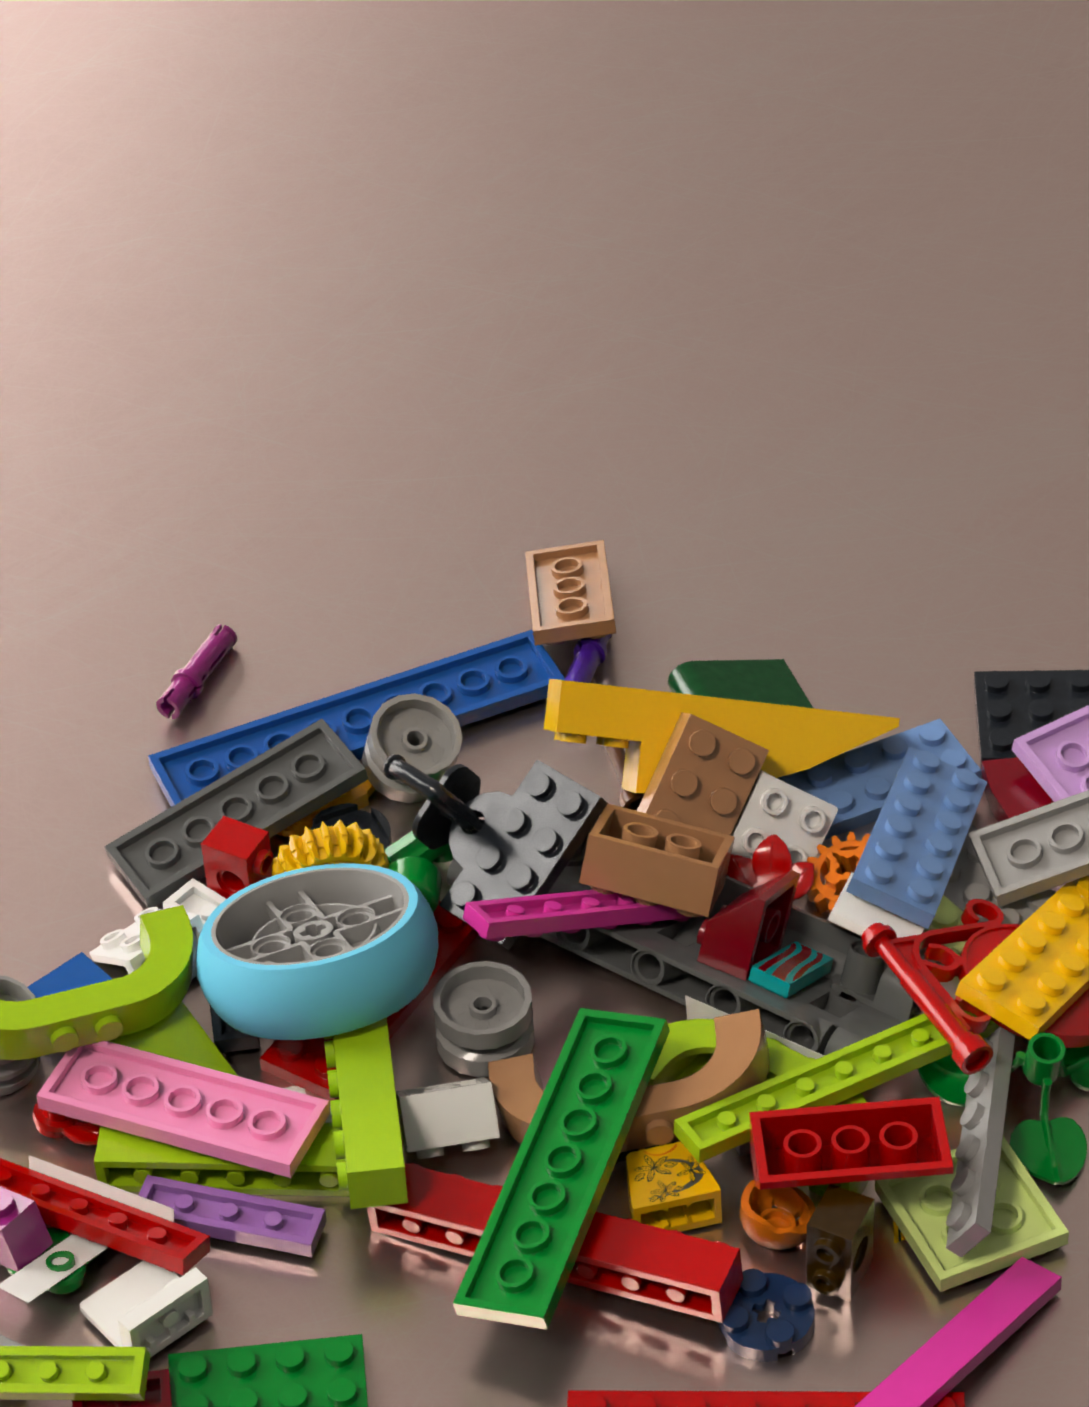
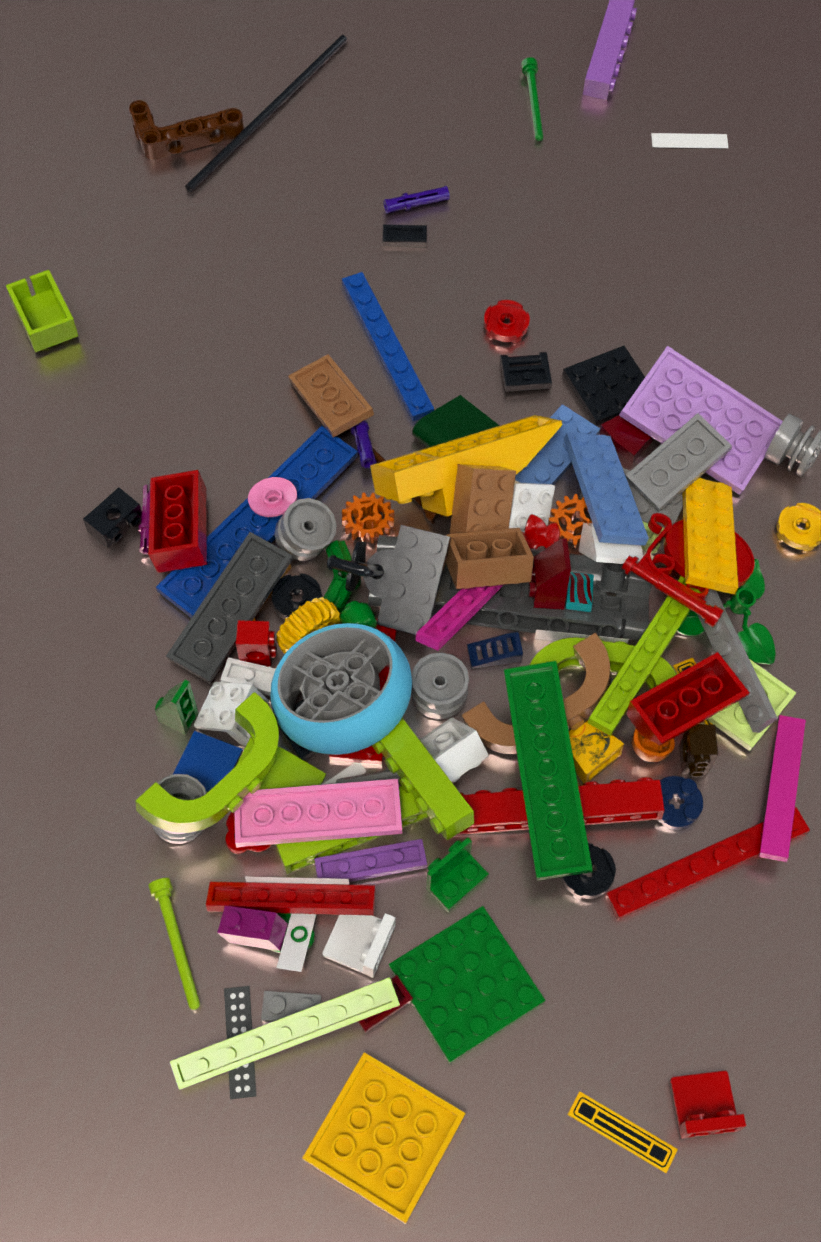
camera: 30 degrees left, 20 degrees up
(73, 905) = (178, 708): none -> green slope
(144, 651) = (116, 505): none -> black brick
(208, 376) = (43, 314): none -> lime piece
(229, 677) = (177, 521): none -> red brick
(342, 1268) = (454, 875): none -> green bracket
(382, 683) = (272, 496): none -> bright pink dish
(508, 764) = (367, 517): none -> orange gear
(557, 1374) = (601, 879): none -> black plate
(578, 203) = (183, 135): none -> reddish brown beam
(621, 1000) = (497, 659): none -> dark blue slope
(709, 557) = (387, 346): none -> blue plate
(724, 209) = (266, 113): none -> black piece
(835, 426) = (404, 236): none -> black tile
(884, 381) = (416, 199): none -> dark purple pin
(905, 592) = (505, 332): none -> red plate
(908, 659) = (526, 377): none -> black plate

